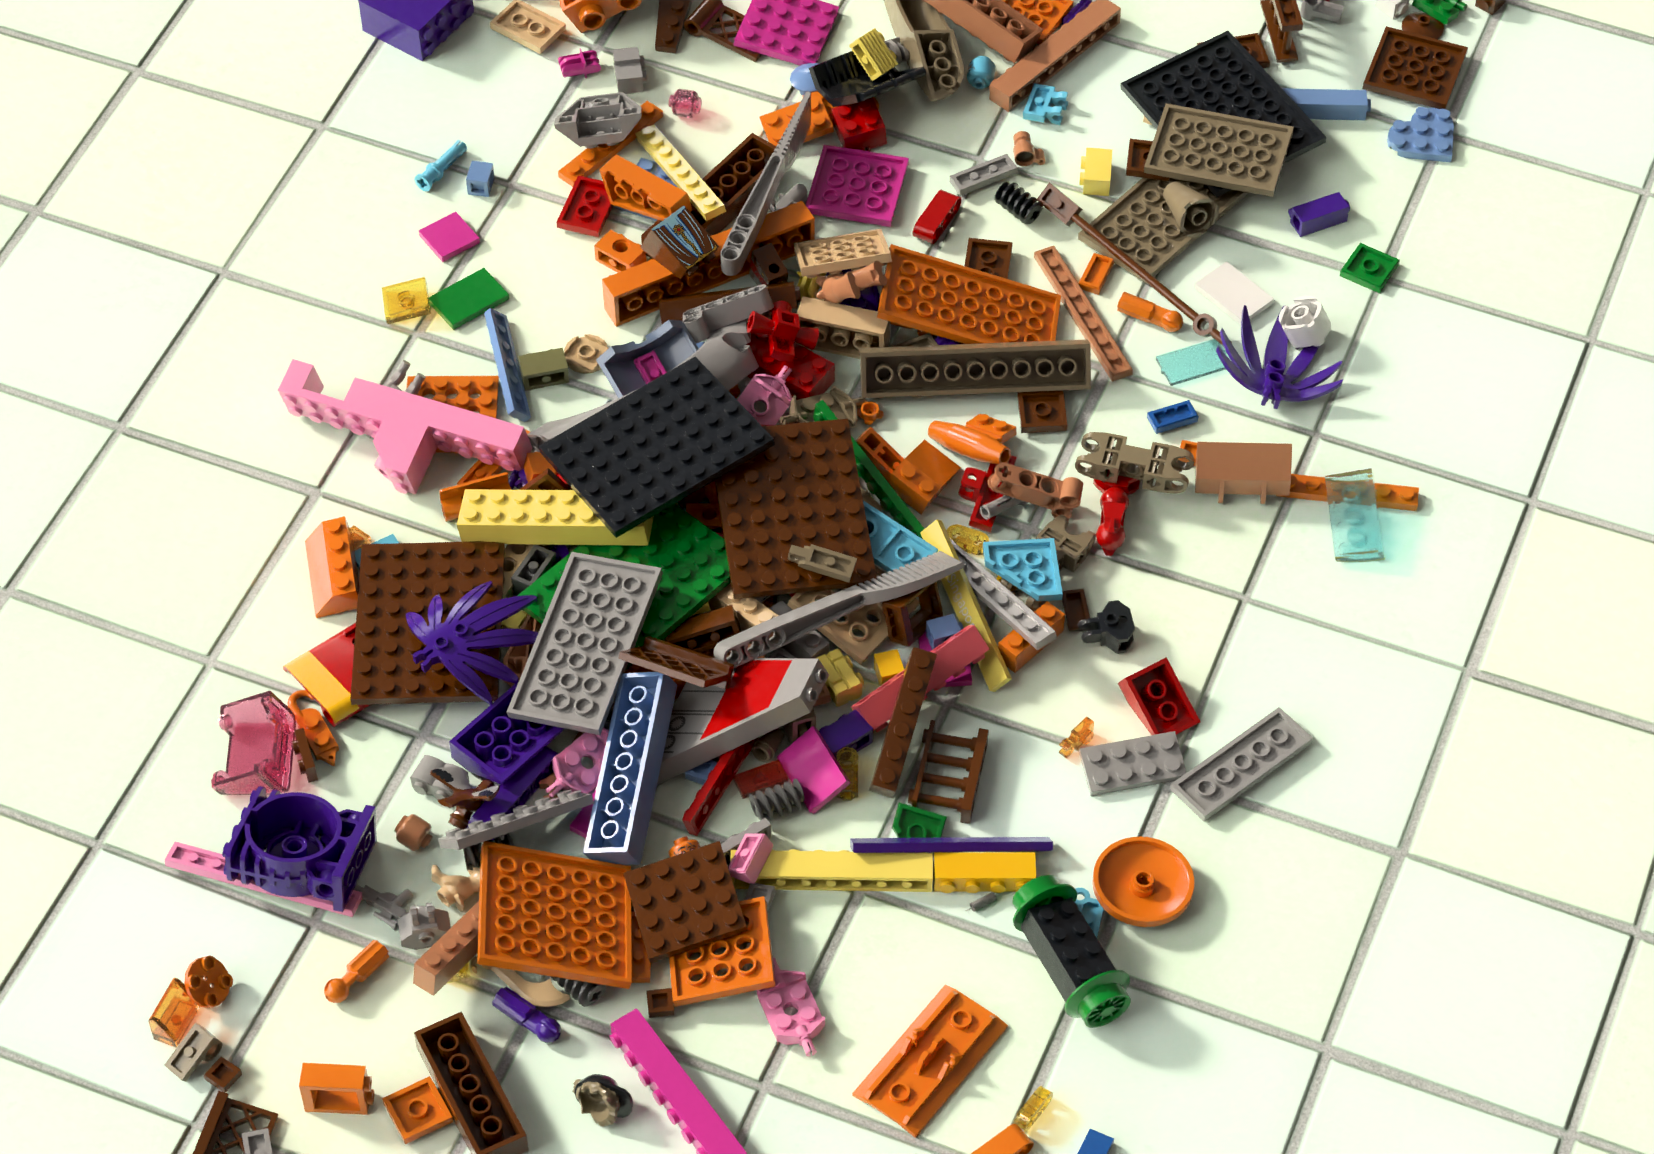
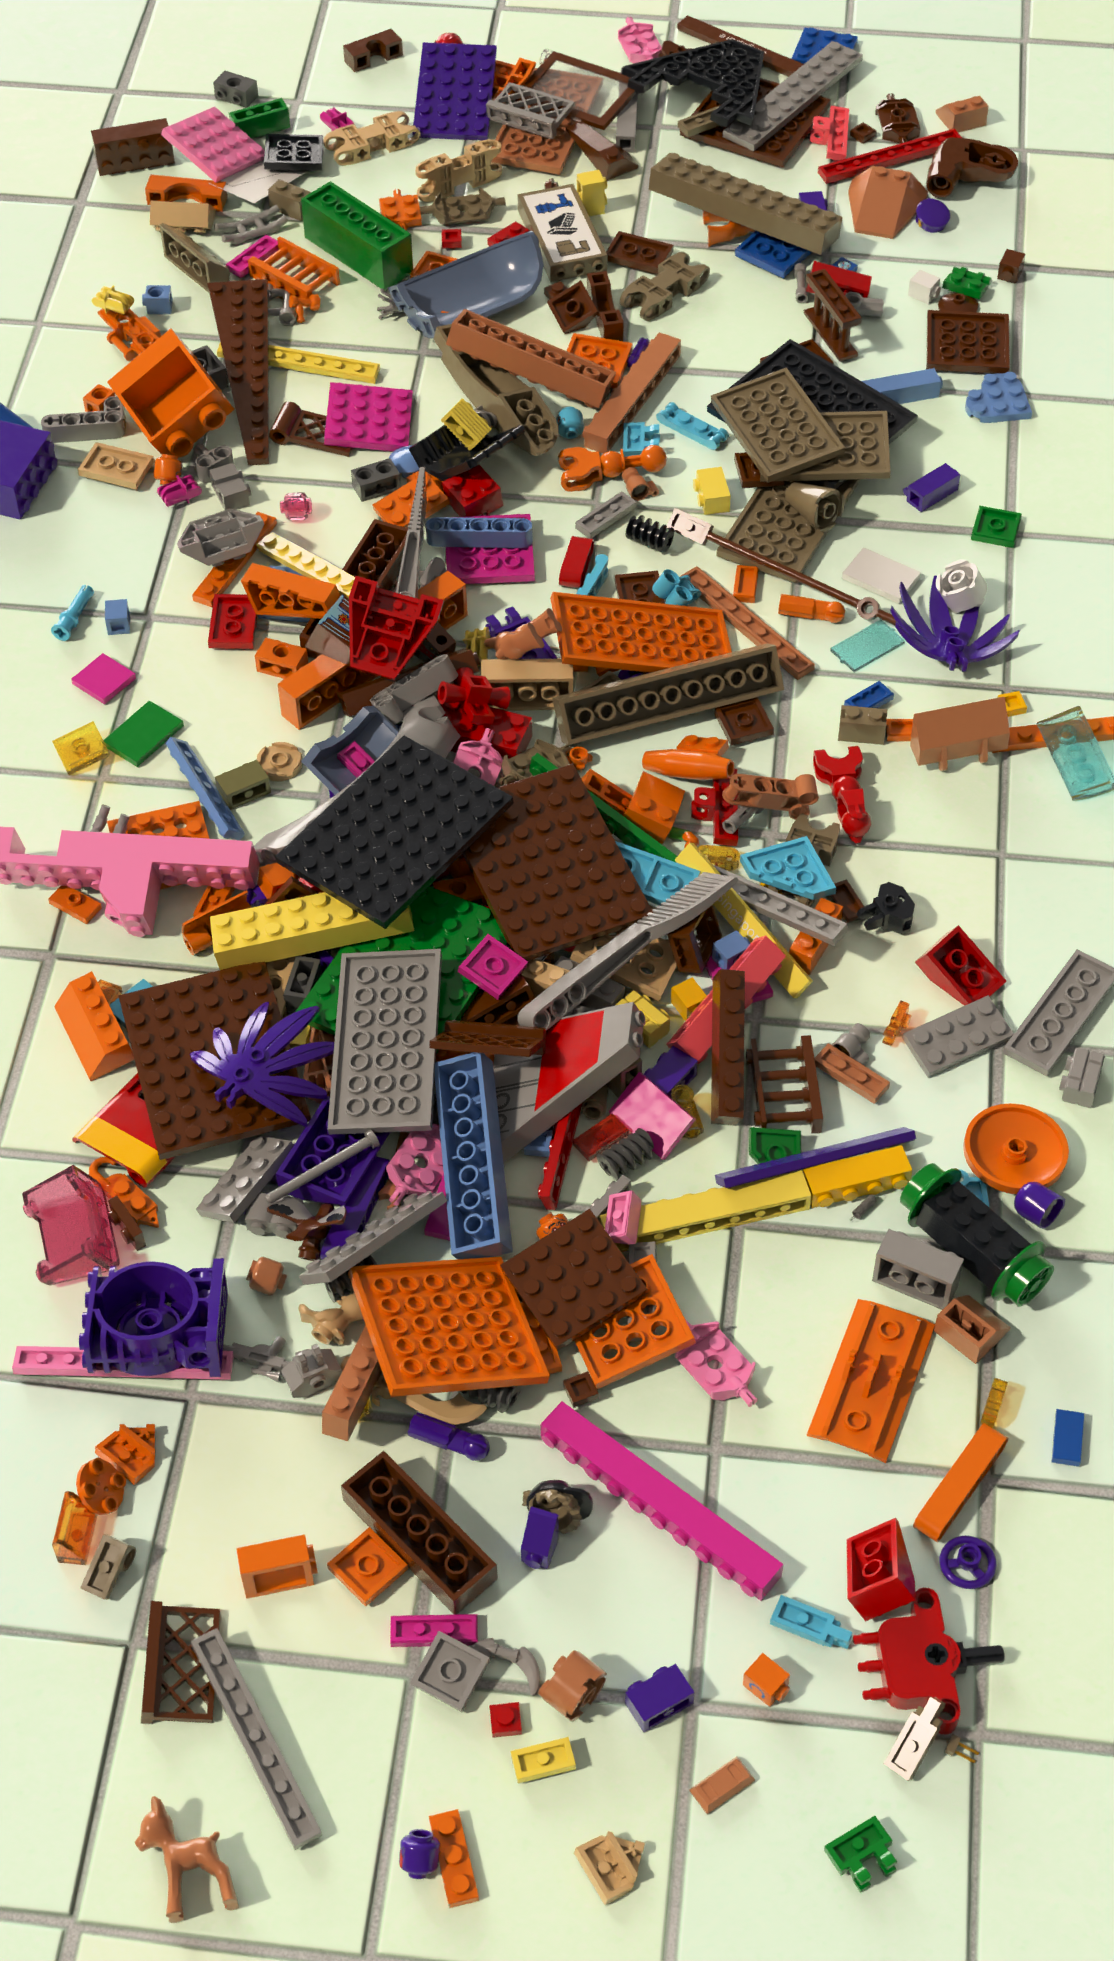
camera: 15 degrees left, 0 degrees up
(223, 1074) = (147, 1582): reddish brown plate -> none
(245, 958) = (130, 1451): none -> orange slope
(354, 448) = (75, 903): none -> orange plate
(358, 970) = (255, 1434): orange piece -> none
(422, 740) = (245, 1179): none -> light grey plate
(492, 745) = (369, 1140): none -> light grey bar
(574, 39) = (167, 468): none -> orange head
(575, 1123) = (539, 1538): none -> dark purple slope
(620, 38) = (211, 459): none -> light grey beam
(707, 596) = (492, 966): none -> dark pink plate
(716, 246) = (387, 627): none -> red wedge
(771, 91) = (375, 479): none -> dark grey brick
(823, 561) = (598, 906): dark tan hinge -> none
(841, 253) = (504, 611): tan piece -> none
(849, 167) = (479, 532): none -> medium blue beam
(946, 512) = (683, 835): none -> arm
(947, 238) = (596, 578): none -> medium azure plate
(985, 122) = (589, 466): none -> orange piece
(1005, 970) = (917, 1269): none -> light grey brick
(1017, 774) = (851, 1073): none -> nougat plate
(1022, 266) = (675, 589): none -> medium azure piece
(1023, 749) = (851, 1043): none -> light grey piece
(1037, 1034) = (970, 1327): none -> nougat slope
(1102, 100) = (692, 426): none -> medium azure plate
(1134, 462) = (855, 748): dark tan piece -> none
(1139, 933) = (1033, 1202): none -> dark purple helmet
(1150, 431) = (862, 724): none -> dark tan brick
(1177, 119) = (777, 425): none -> dark tan plate
(1236, 830) = (1082, 1078): none -> light grey brick
(1313, 452) = (1014, 703): none -> yellow tile

